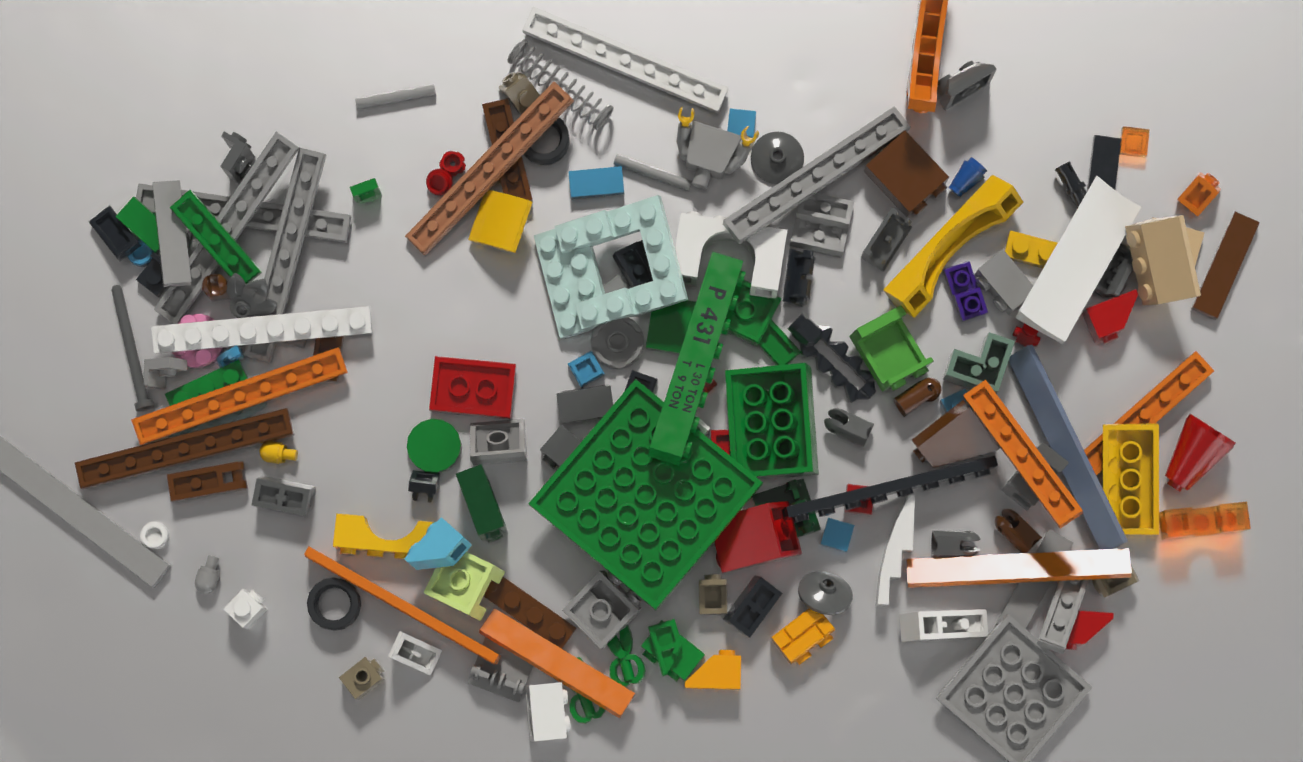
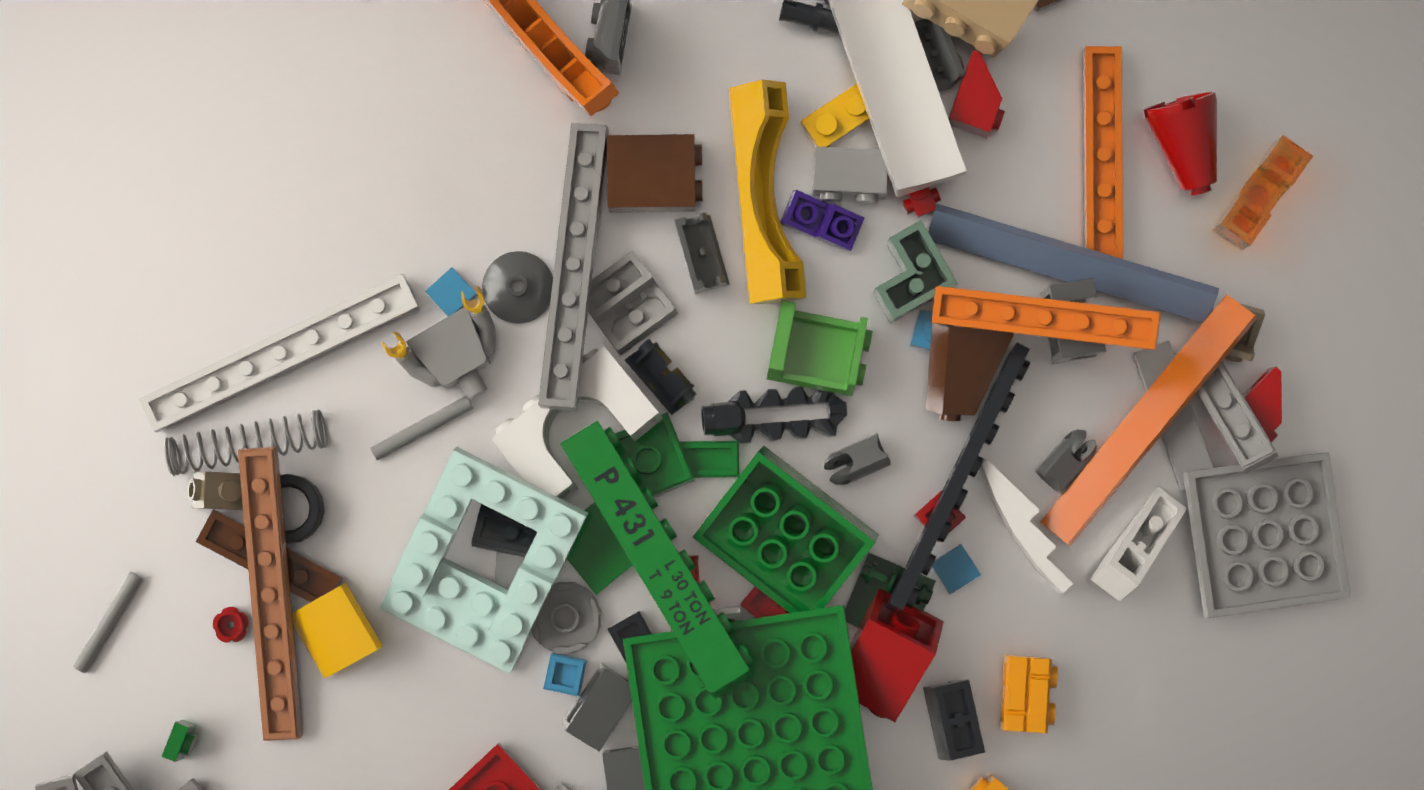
camera: 45 degrees left, 5 degrees up
(439, 182) = (237, 656): red plate -> none
(596, 182) = (381, 494): dark azure tile -> none
(712, 595) = (908, 750): dark tan bracket -> none
(825, 593) = (1007, 646): dark grey dish -> none
(917, 395) = (886, 363): reddish brown piece -> none
(968, 176) = (708, 114): blue cone -> none
(1016, 530) = (1110, 386): reddish brown piece -> none
(1132, 475) = (1155, 222): yellow slope -> none

